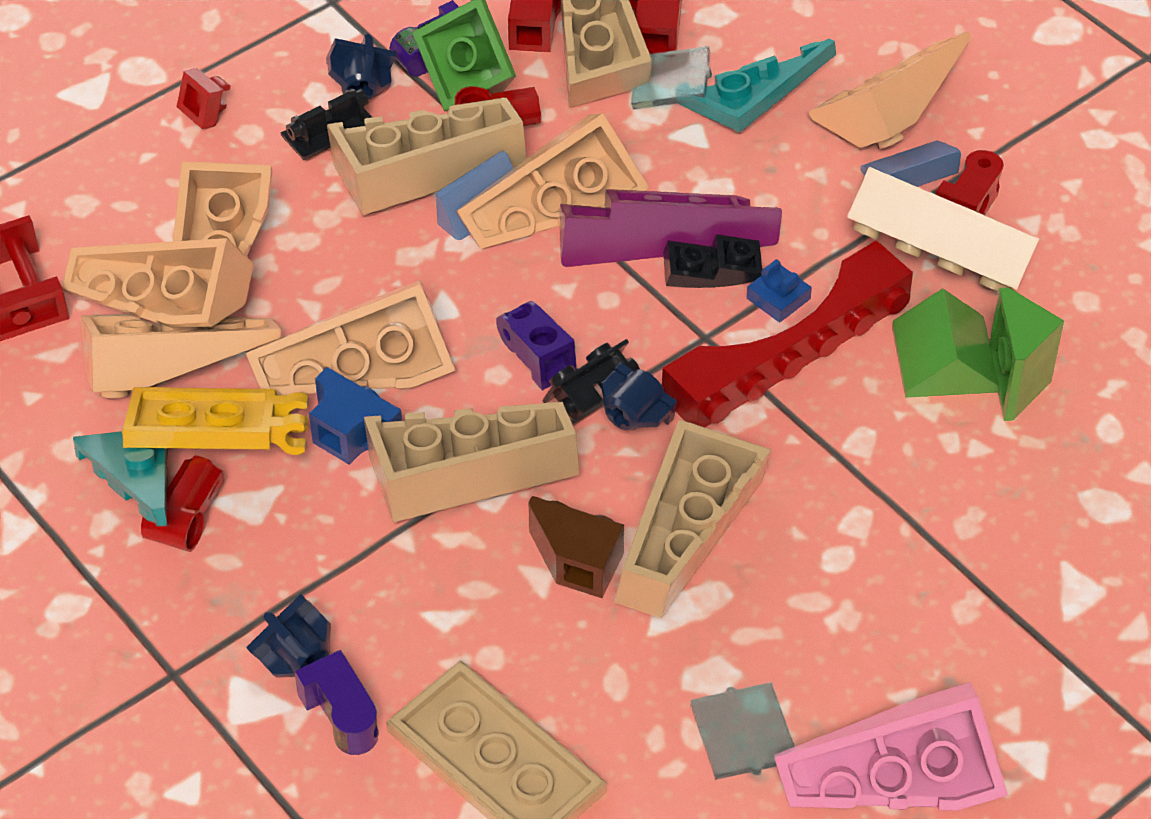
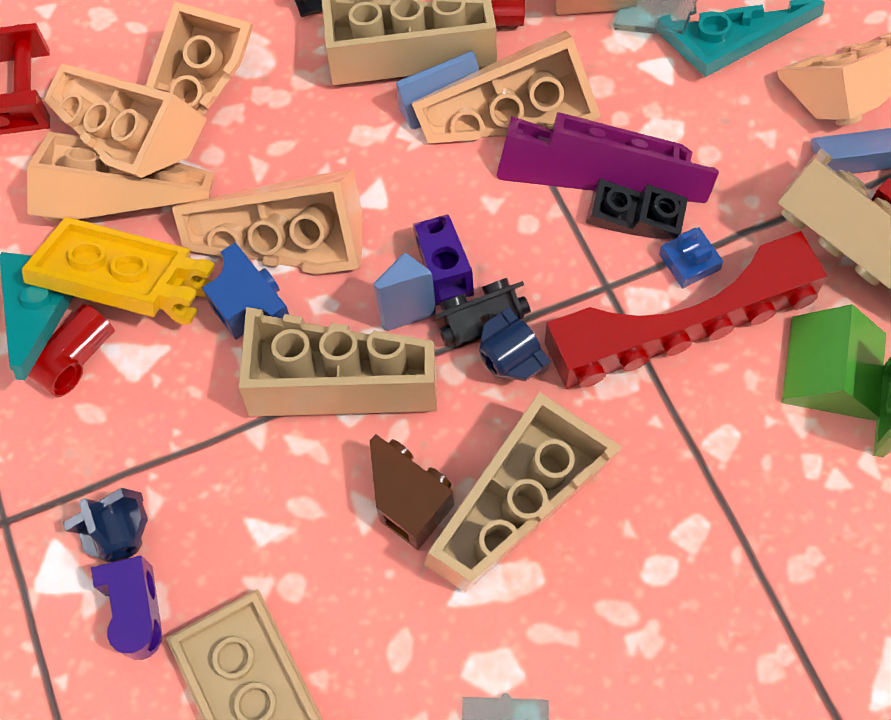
camera: 20 degrees right, 15 degrees up
(518, 370) = (404, 293): none -> medium blue slope

